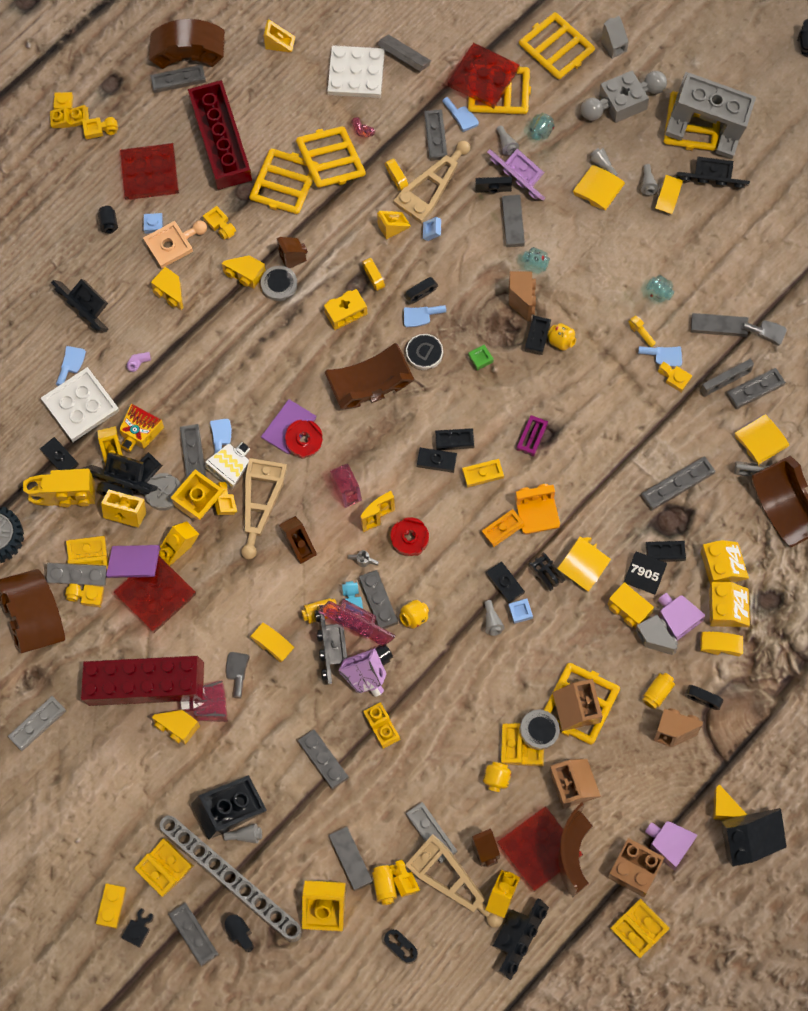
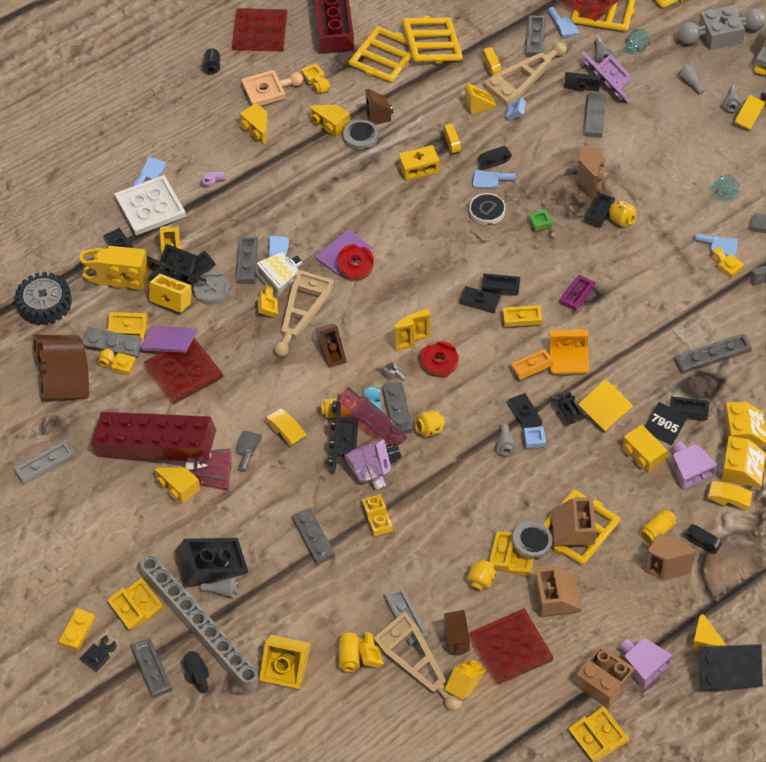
camera: 10 degrees right, 15 degrees down
(85, 300) = (176, 121): black bracket -> none
(139, 428) = (201, 231): torso -> none
(152, 222) = (253, 68): light blue plate -> none
(177, 542) = (215, 329): yellow slope -> none
(196, 495) = (240, 290): yellow slope -> none
(345, 482) = (385, 298): clear pink torso -> none
(350, 858) = (321, 626): flat silver tile -> none
(362, 130) = (467, 23): clear pink arm -> none
(370, 378) = (430, 224): reddish brown panel -> none
(397, 950) = (350, 714): black beam -> none
(517, 936) = (473, 720): black bracket -> none
(535, 260) = (611, 147): clear light blue head -> none
(568, 853) = (543, 635): reddish brown panel -> none
(598, 187) = (683, 98): yellow slope -> none
(636, 324) = (697, 214): yellow bar -> none
(655, 635) = (665, 479): light grey slope -> none

